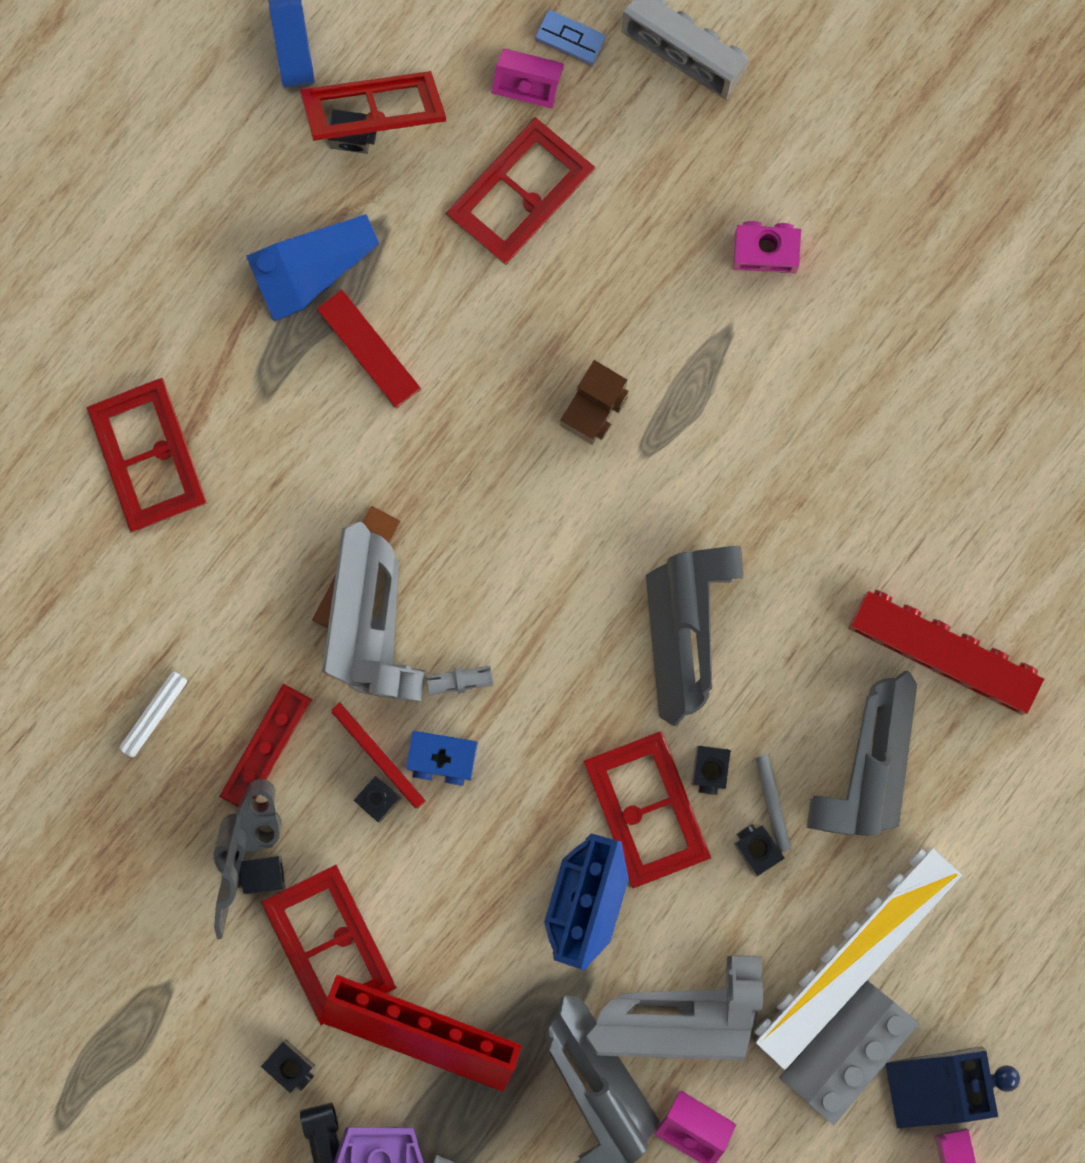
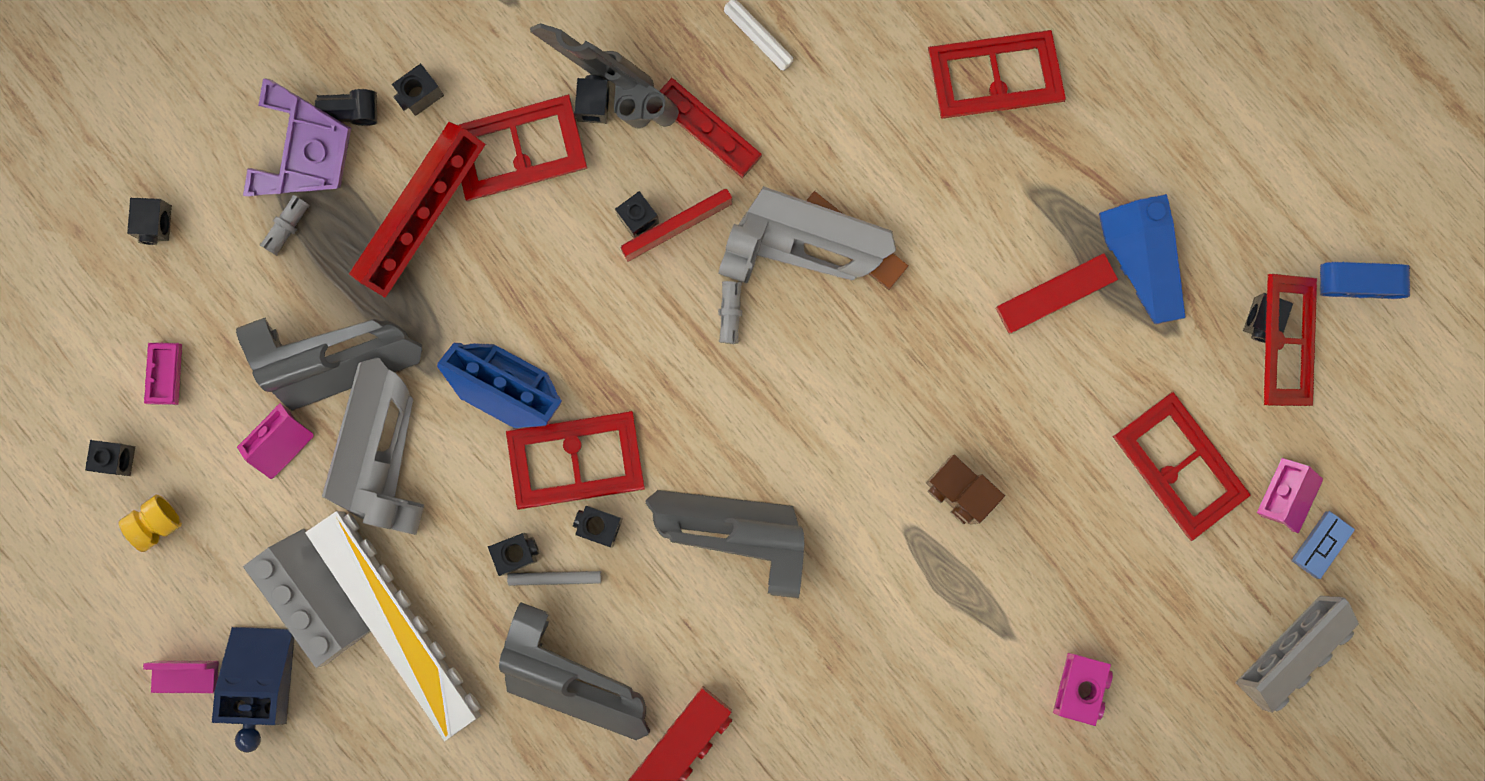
camera: 100 degrees right, 0 degrees up
(426, 745) = (663, 299): blue brick -> none

